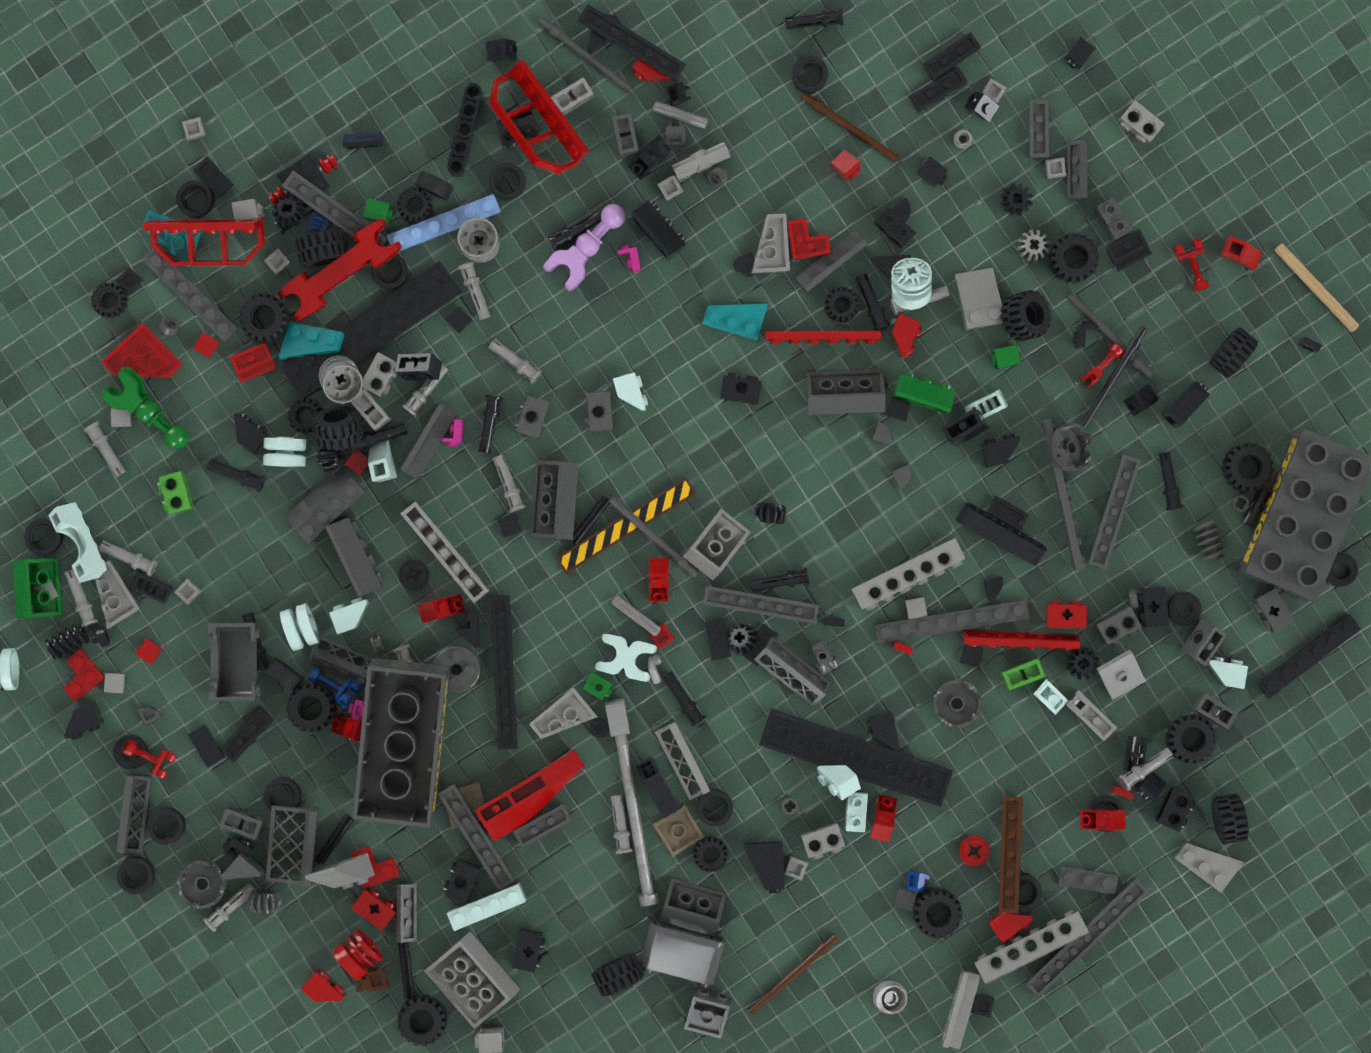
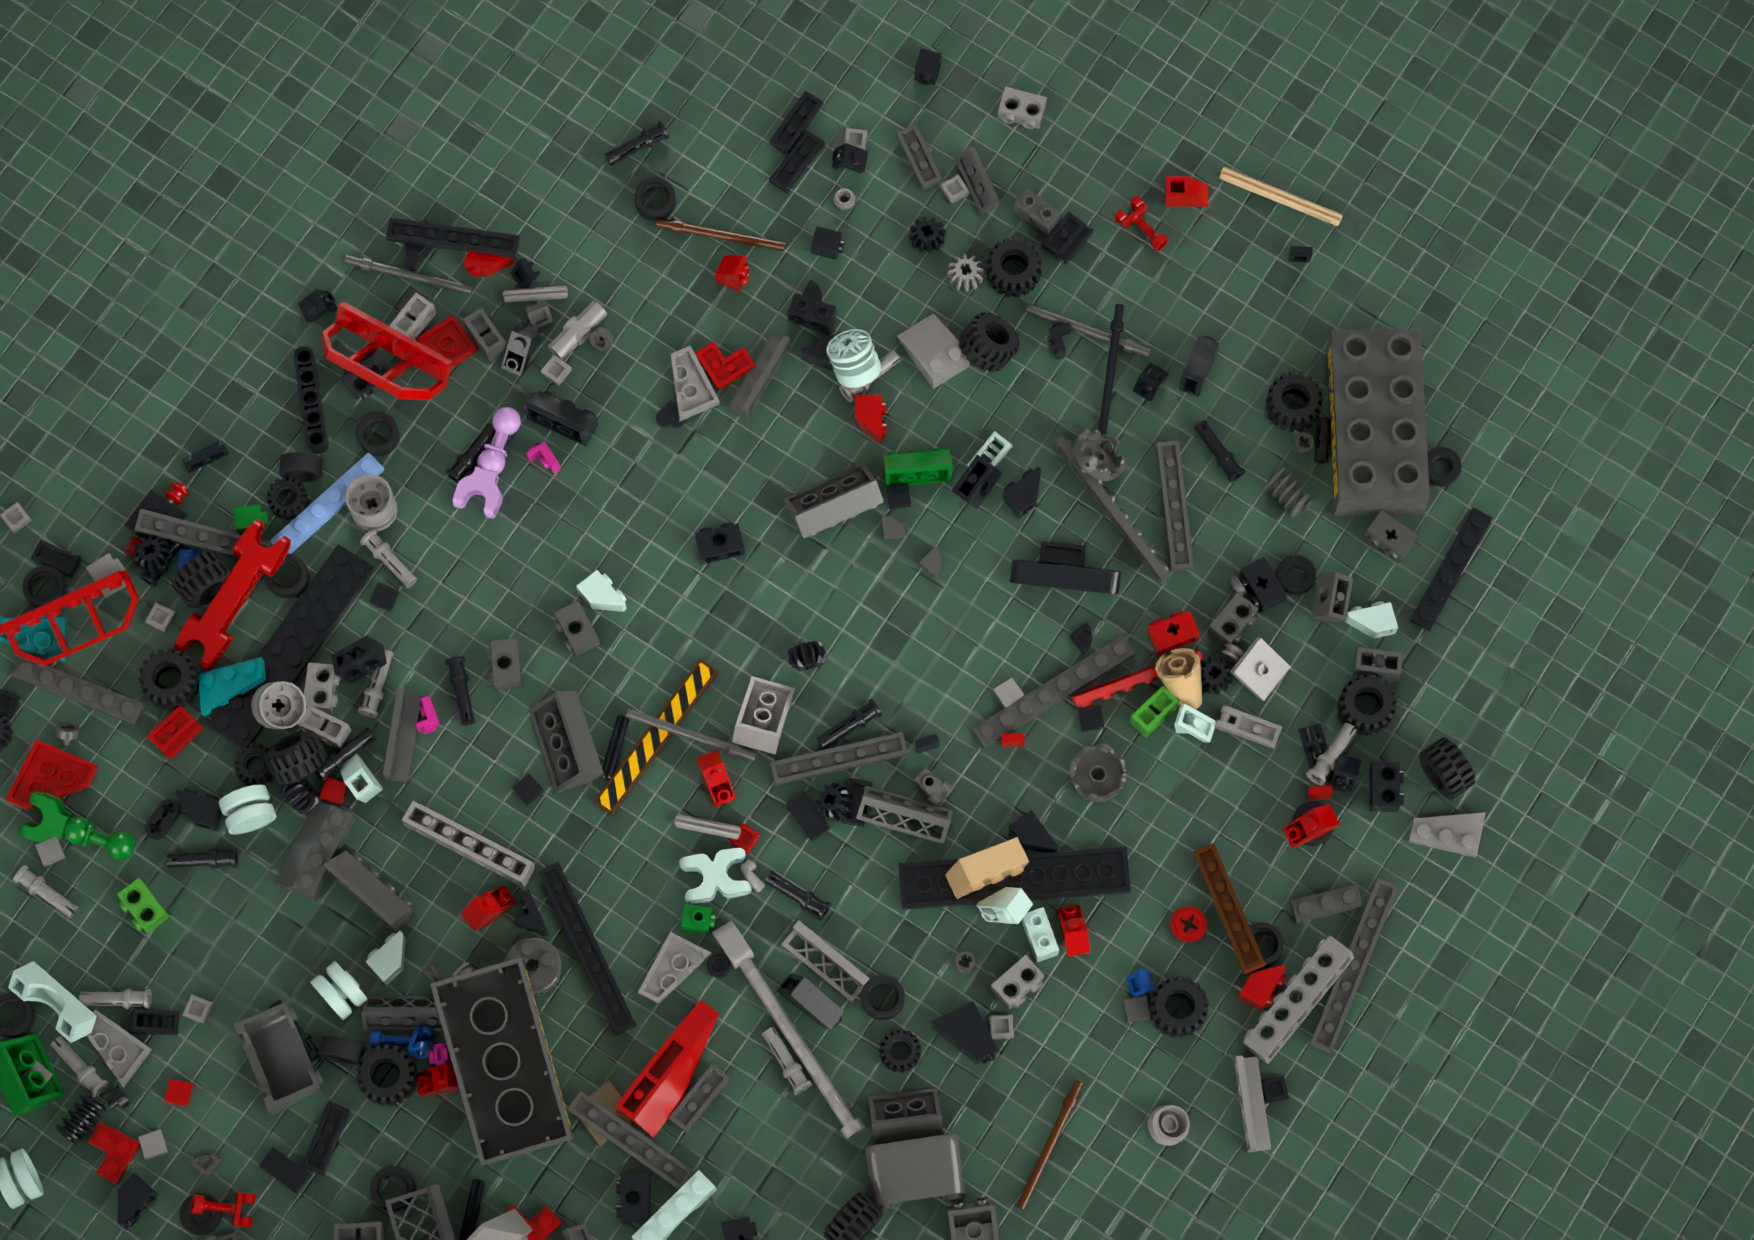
camera: 20 degrees left, 15 degrees down
(206, 345) = (116, 736): red tile -> none
(220, 432) = (158, 816): none -> black beam
(405, 571) = (443, 874): black gear -> none
(510, 489) = (515, 752): light grey pin -> none
(521, 366) = (471, 616): light grey pin -> none
(593, 126) = (449, 340): none -> red tile
(678, 831) = (853, 1041): dark tan tile -> none
(736, 319) = (684, 475): teal wing -> none
(831, 337) = (791, 450): red plate -> none
(838, 745) = (986, 867): none -> tan wedge
(853, 304) = (793, 401): black tyre -> none
(875, 311) = (828, 405): black pin -> none
(950, 548) = (1016, 614): light grey brick -> none
(1005, 357) = (987, 395): green brick -> none
(1056, 657) = (1182, 676): none -> tan cone
(1094, 374) = (1088, 373): red bar -> none
(1104, 651) = (1232, 653): none -> light grey bush
(1233, 352) = (1223, 290): black tyre -> none

